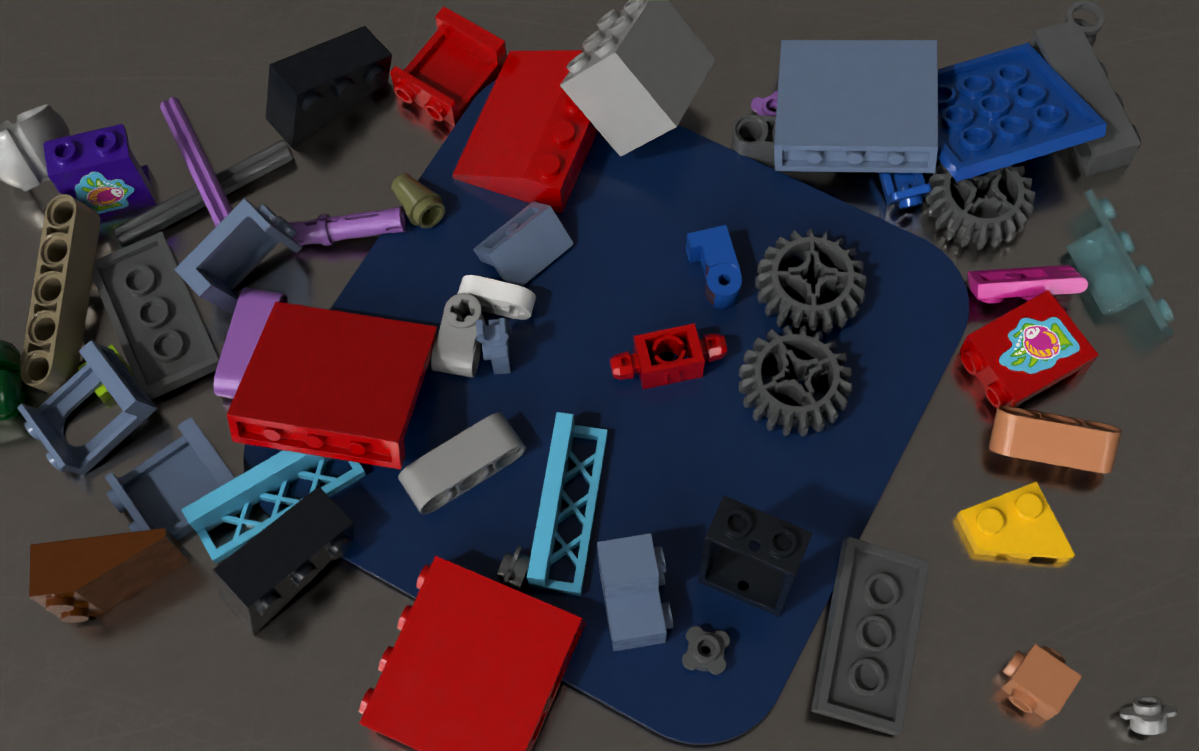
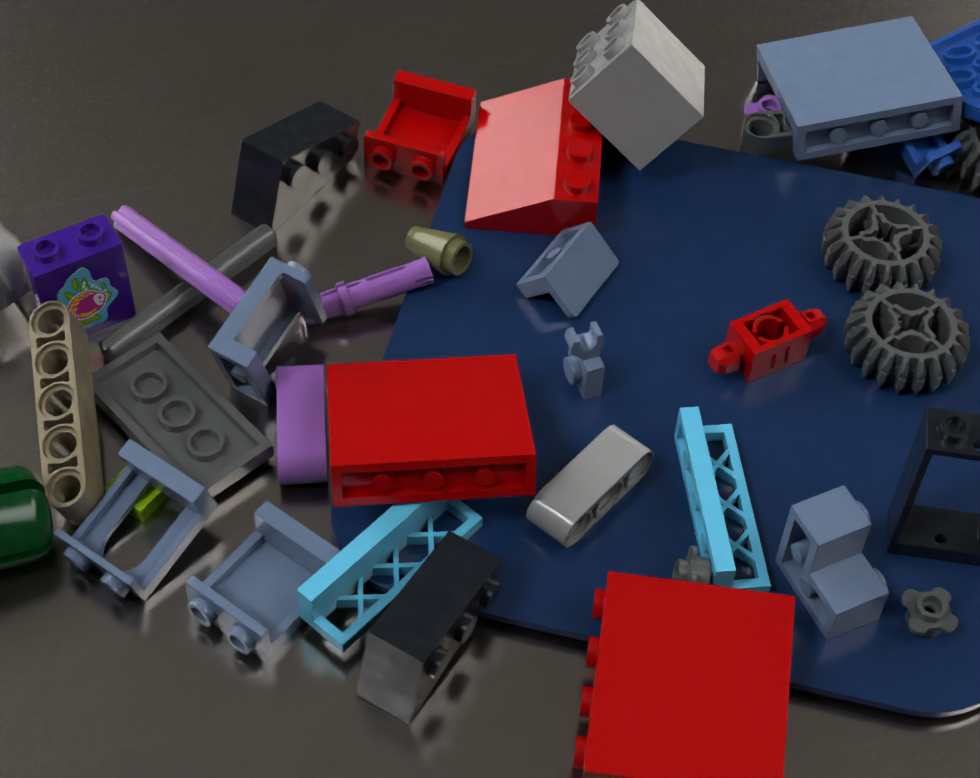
camera: 20 degrees left, 15 degrees down
(100, 571) = (219, 677): reddish brown slope -> none
(456, 345) = (541, 362): light grey piece -> none
(499, 296) = (549, 319): white beam -> none
(719, 264) = (779, 249): blue leg -> none

